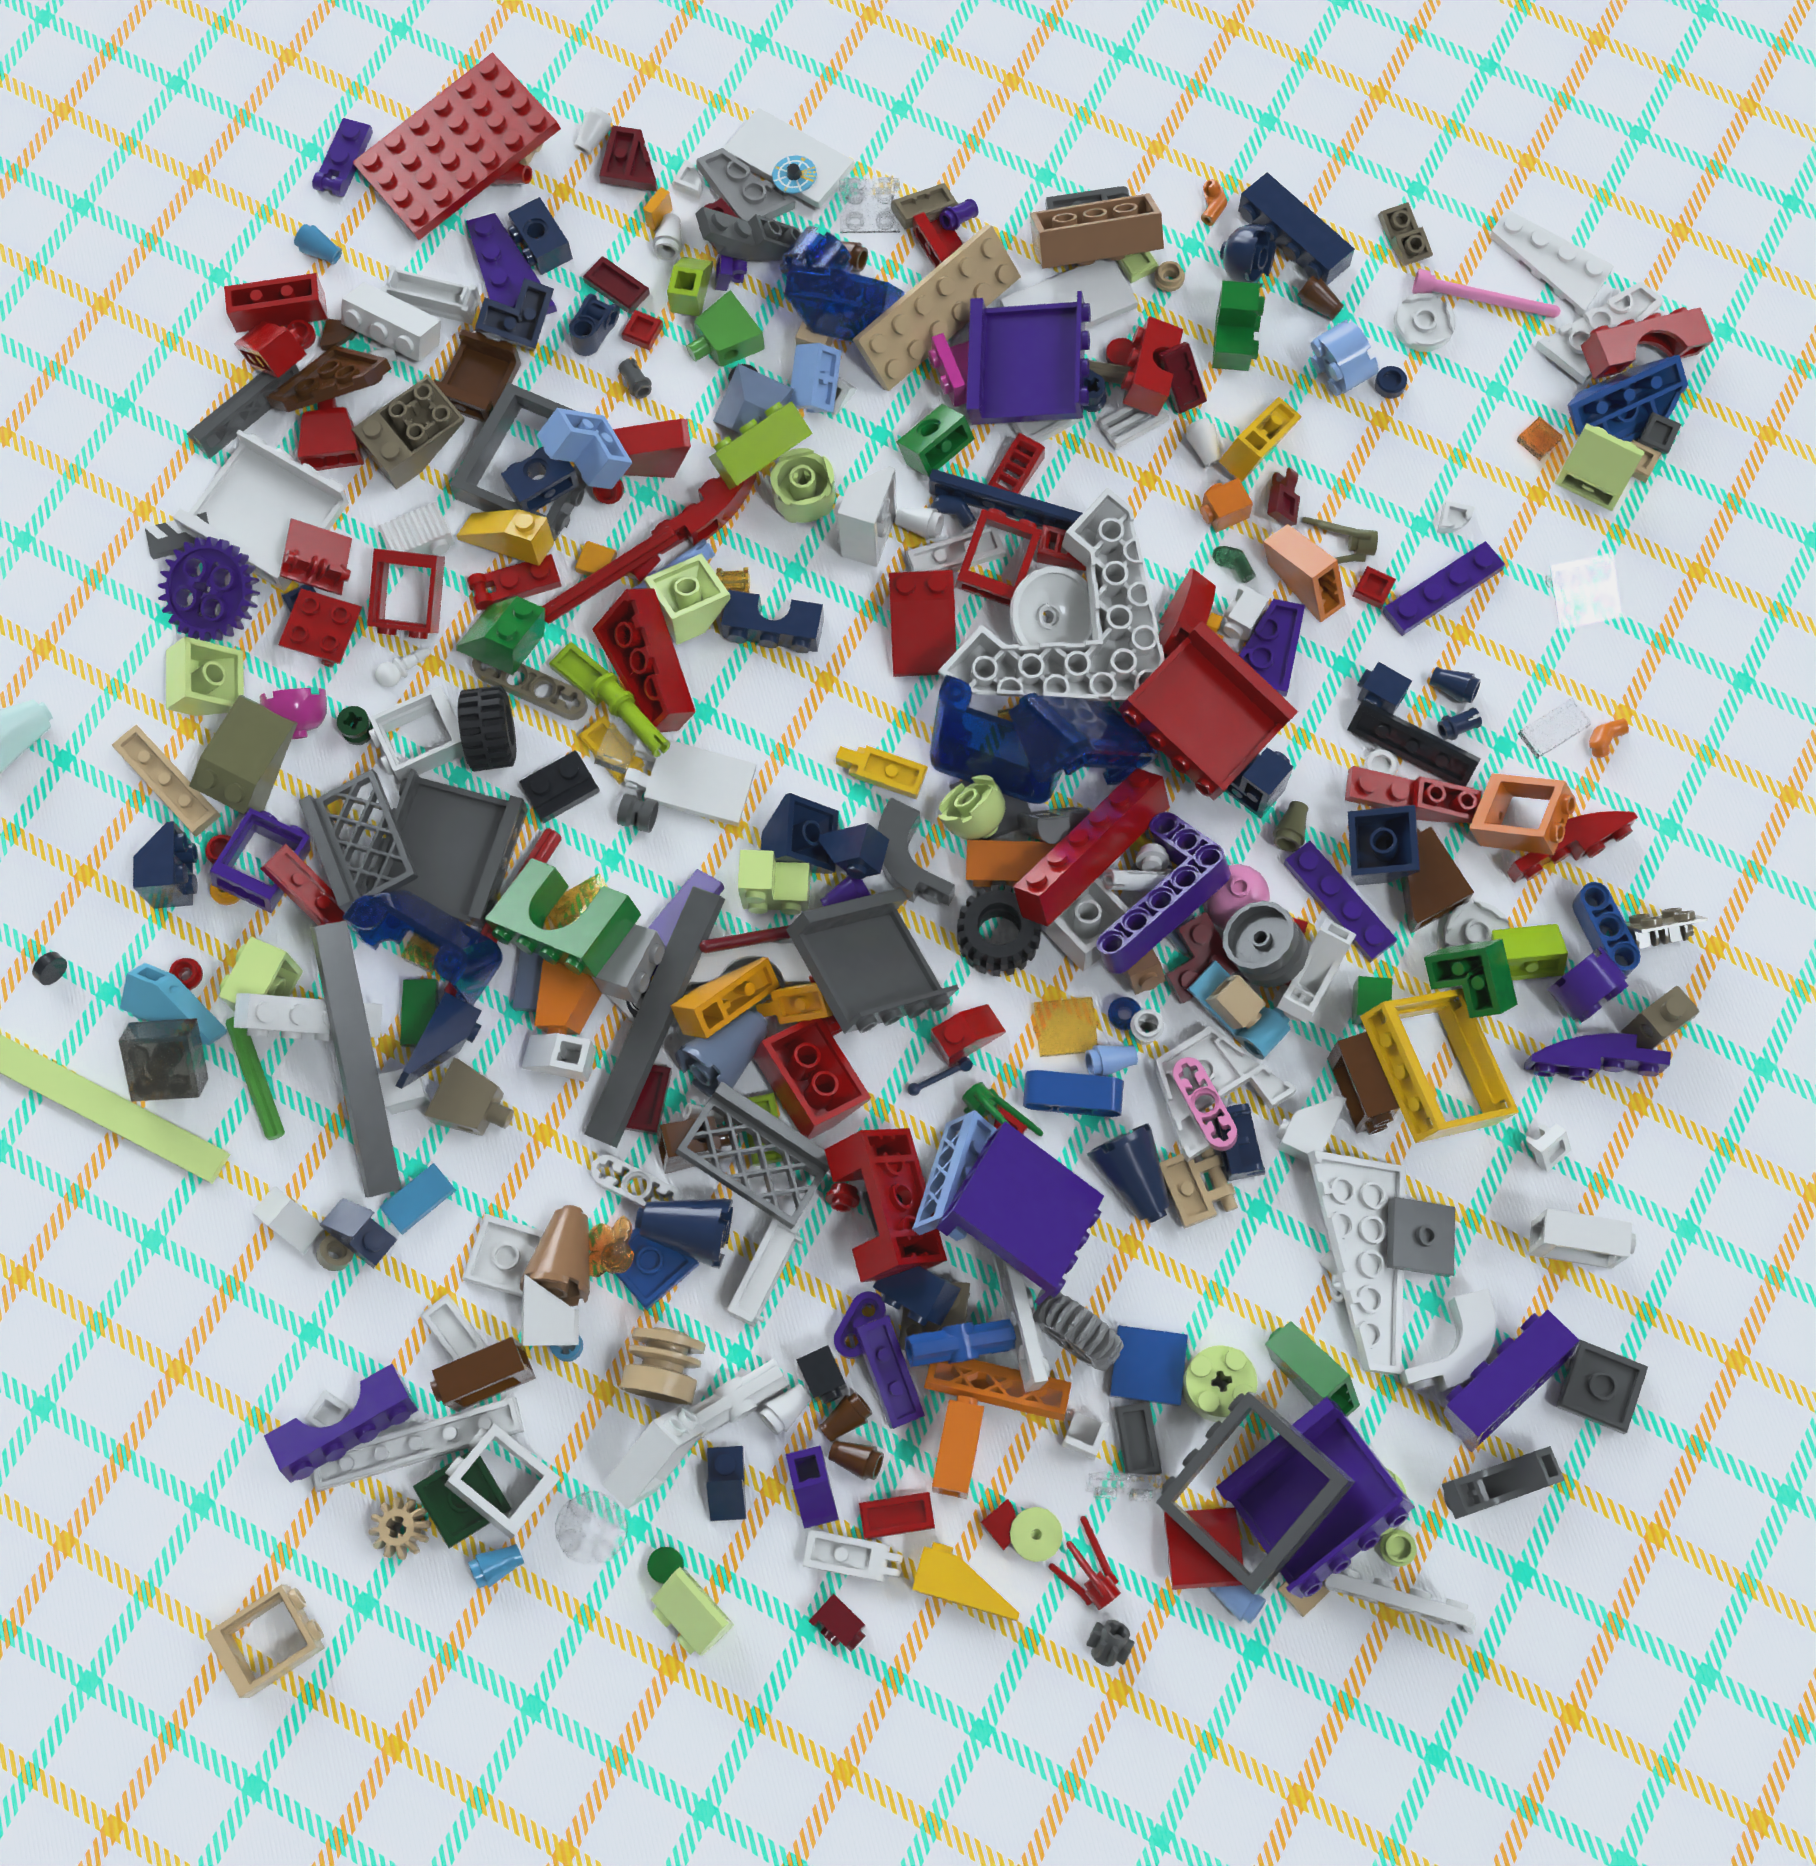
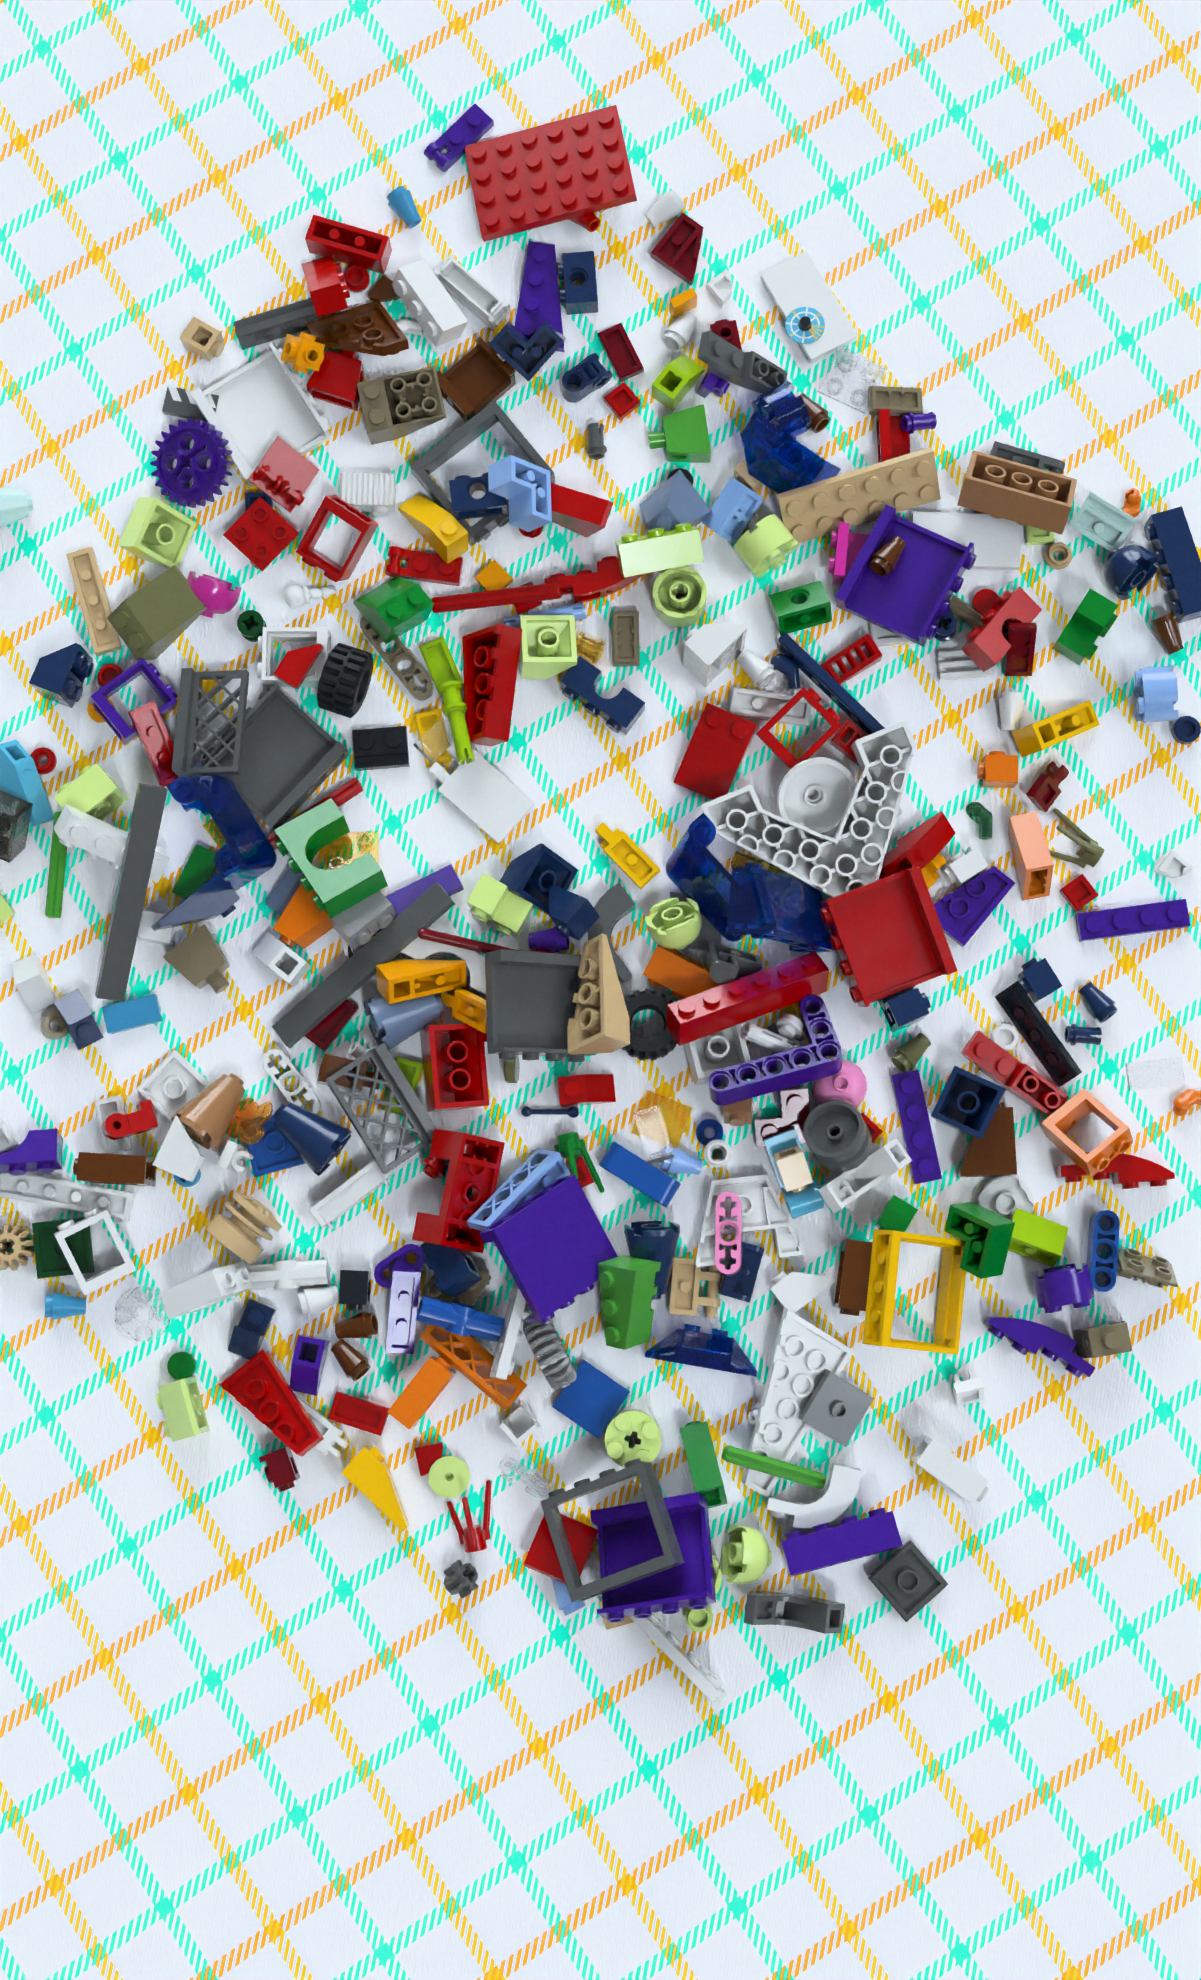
camera: 30 degrees right, 10 degrees up
(161, 463) = (199, 332): none -> tan brick
(278, 422) = (303, 352): none -> light orange brick
(426, 736) = (297, 665): none -> red tile
(467, 1323) = (121, 1126): none -> red leg
(608, 1297) = (231, 1157): none -> white tile
(637, 812) = (427, 799): dark grey wheel -> none
(741, 188) = (757, 319): light grey wing -> none
(767, 555) = (625, 639): none -> dark tan plate
(789, 1548) = (270, 1398): none -> red wing
(867, 395) = (766, 545): none -> yellowish green brick
(875, 1050) = (512, 1070): none -> olive tile
(942, 934) = (600, 1014): none -> tan wedge
(998, 352) = (886, 558): none -> reddish brown cone
(1067, 1042) = (653, 1135): none -> clear tile
(1134, 1230) = (627, 1299): none -> bright green wedge
(1138, 1439) = (555, 1447): dark grey tile -> none
(1196, 223) = (1102, 522): none -> light aqua plate
(1245, 1247) = (702, 1350): none -> clear blue wedge
(1390, 1333) = (773, 1467): none -> bright green axle
(1411, 1447) = (745, 1555): none -> yellowish green cylinder

